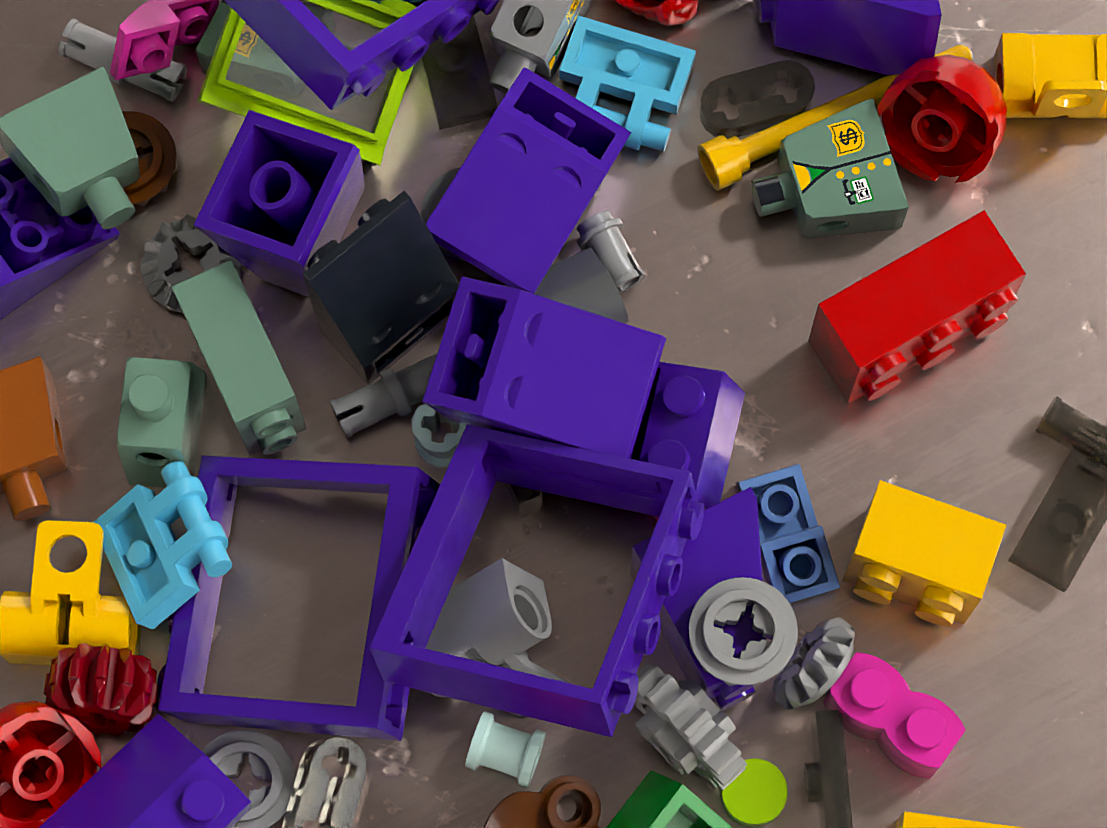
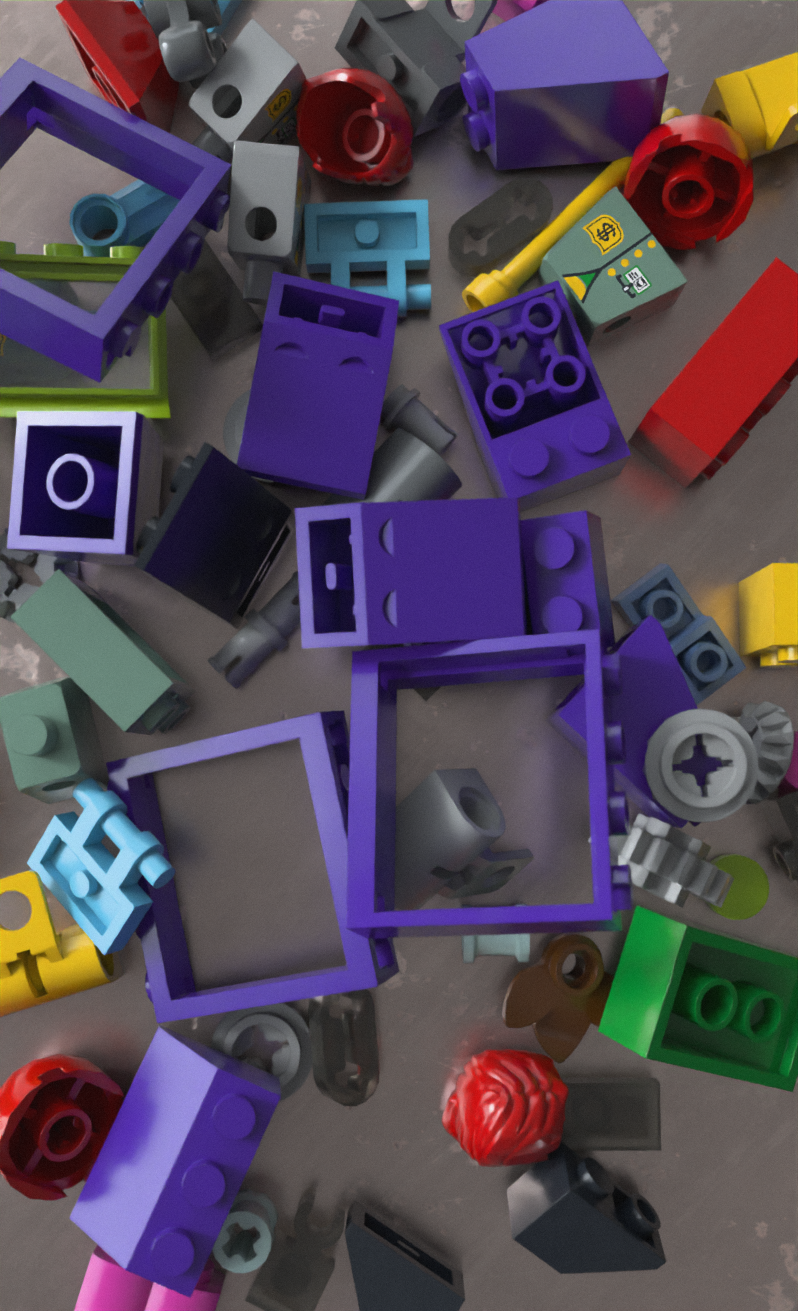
camera: 15 degrees left, 10 degrees up
(103, 688) = (95, 1021): dark red gear -> none
(426, 421) = (339, 669): light aqua bush -> none
(726, 267) = (534, 398): none -> dark purple slope

